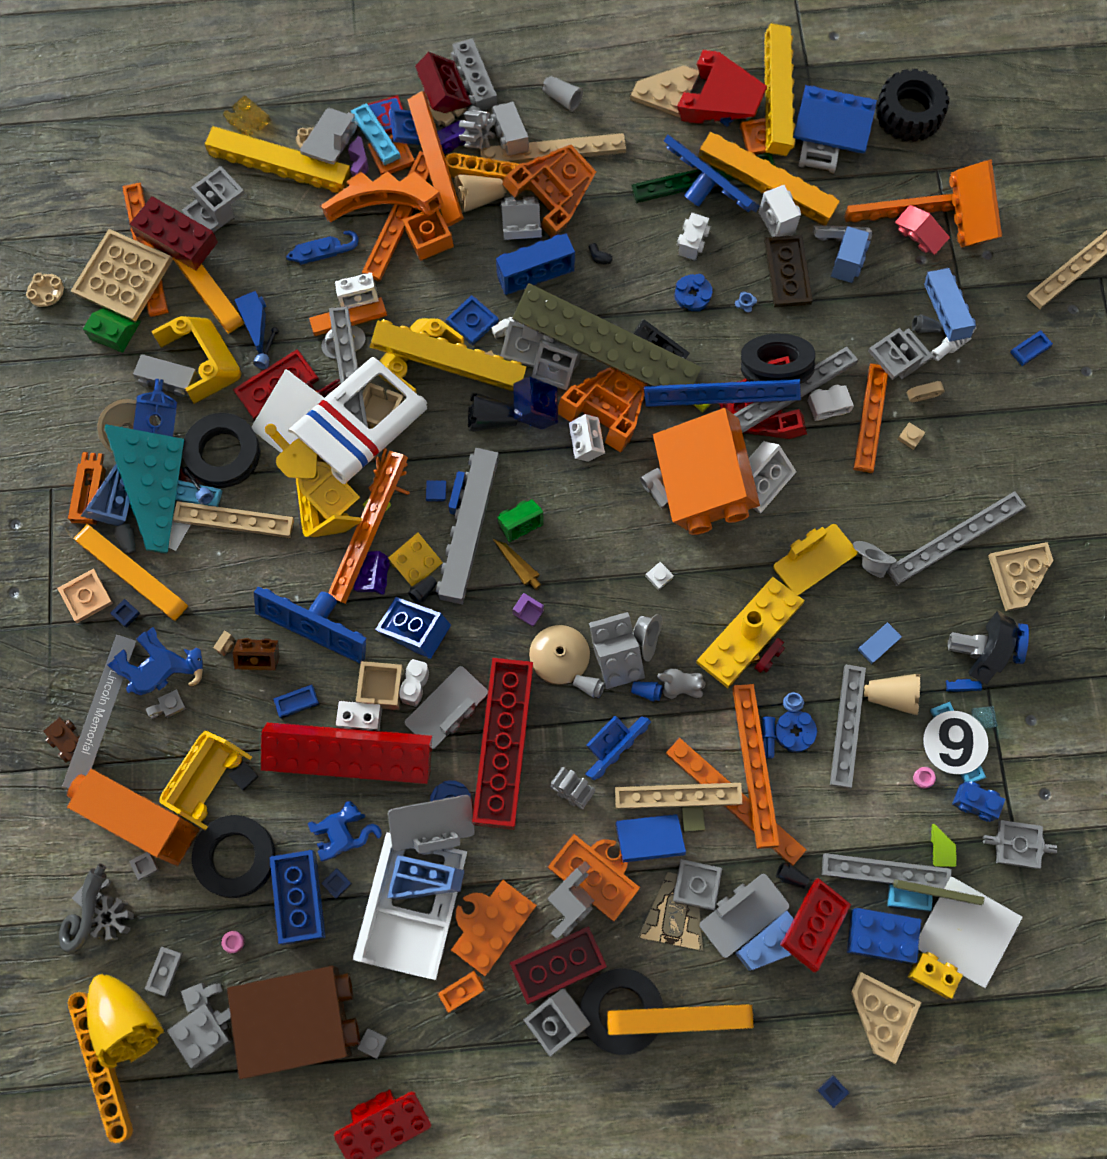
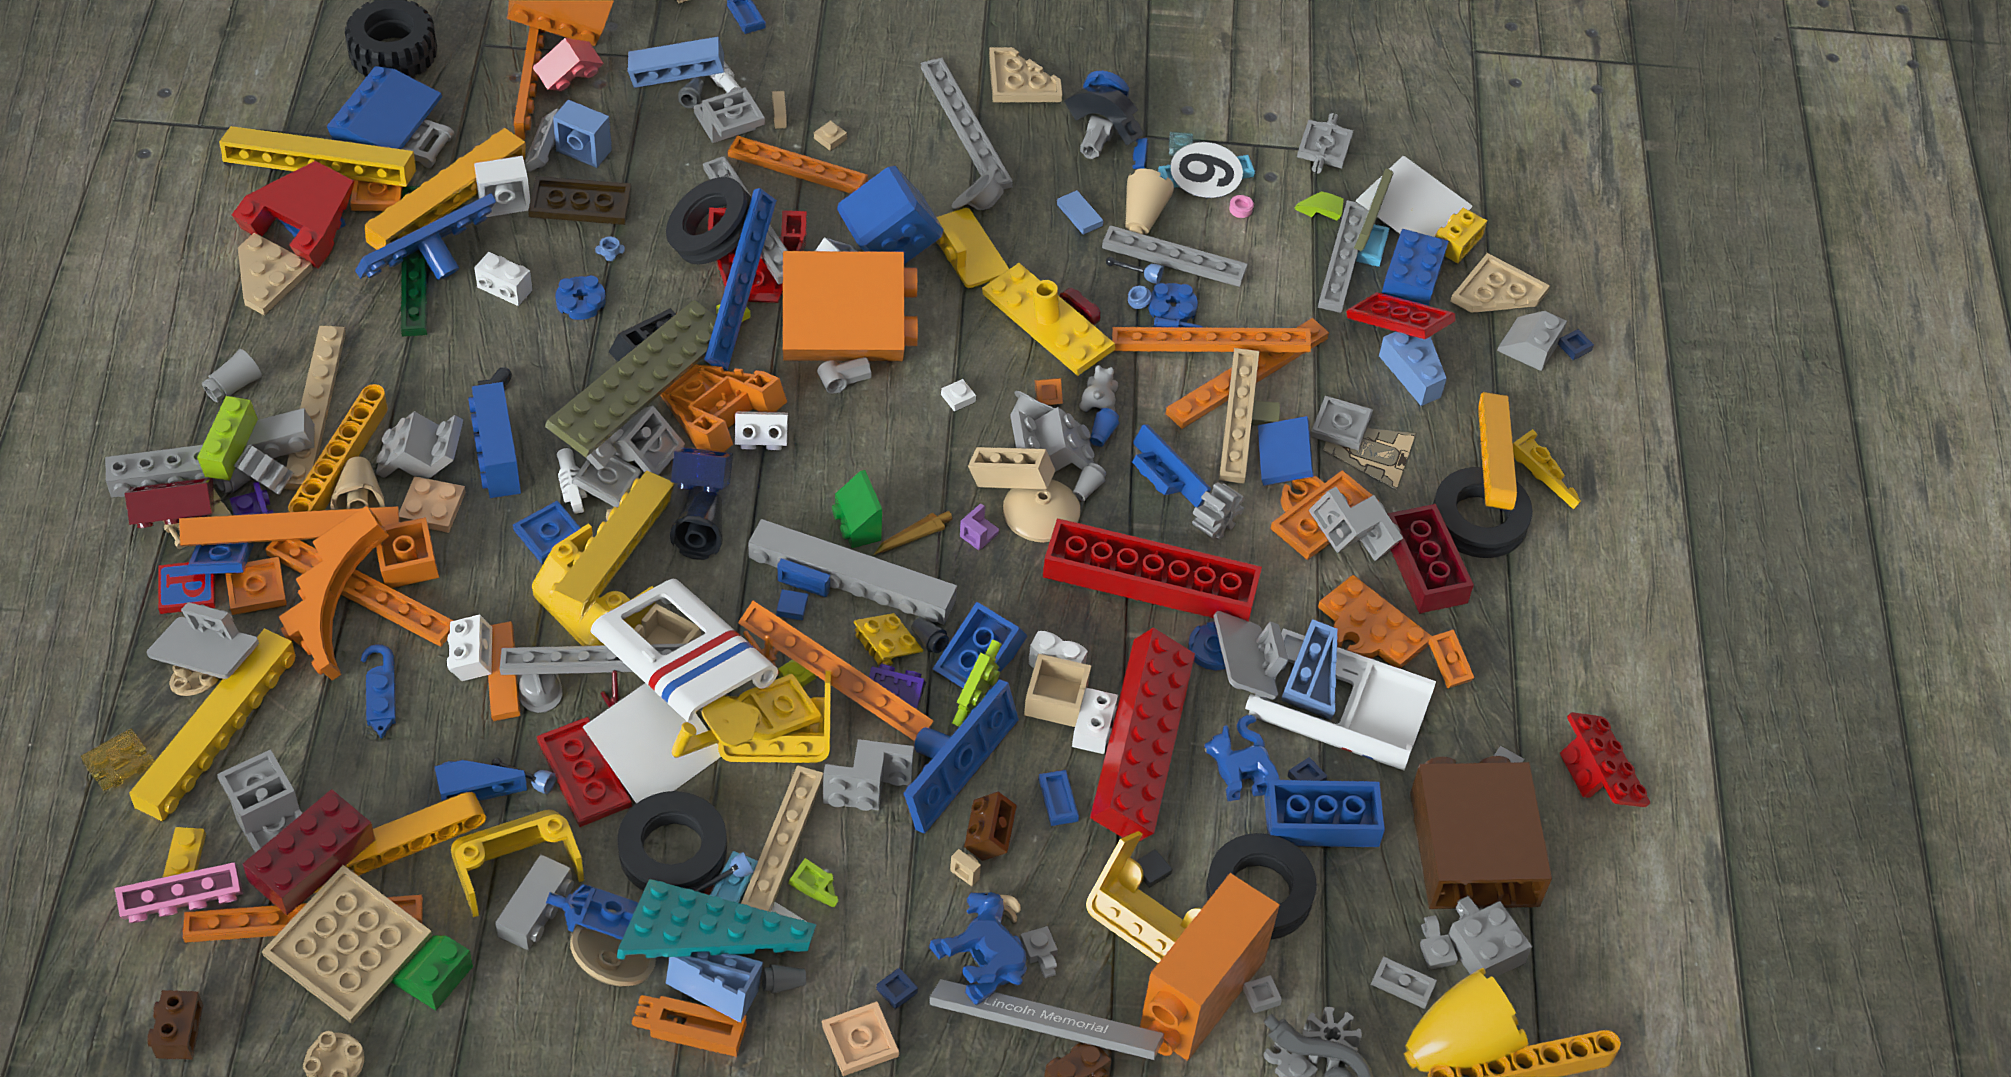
camera: 85 degrees left, 20 degrees down
(56, 198) = (176, 1024): none -> reddish brown brick
(131, 572) = (834, 976): light orange beam -> none
(146, 170) = (179, 891): none -> bright pink brick
(182, 172) = (185, 851): none -> yellow plate
(205, 547) = (814, 883): none -> lime slope
(233, 942) = (1370, 903): bright pink tile -> none
(283, 563) = (863, 783): none -> light grey bracket
(358, 156) = (254, 618): medium lavender slope -> none
(369, 626) = (981, 677): none -> lime plate
(376, 134) = (221, 592): medium azure tile -> none
(447, 706) = (1096, 624): light grey bracket -> none
(481, 241) = (433, 500): none -> light nougat plate
(492, 98) = (227, 438): none -> lime brick
(556, 1022) = (1495, 563): light grey brick -> none
(557, 181) = (380, 393): orange wedge -> none
(578, 622) = (1011, 468): none -> tan brick
(673, 642) = (1049, 391): none -> orange plate
(687, 1060) = (1543, 467): none -> yellow wing
(743, 915) = (1380, 386): light grey bracket -> none
(791, 875) = (1339, 336): black cone -> none
(805, 489) = (890, 215): none -> blue plate
(824, 710) = (1152, 273): none -> hinge
(829, 1049) = (1533, 338): none -> light grey slope
(830, 402) = (774, 185): white brick -> none
(975, 800) = (1275, 163): blue brick -> none

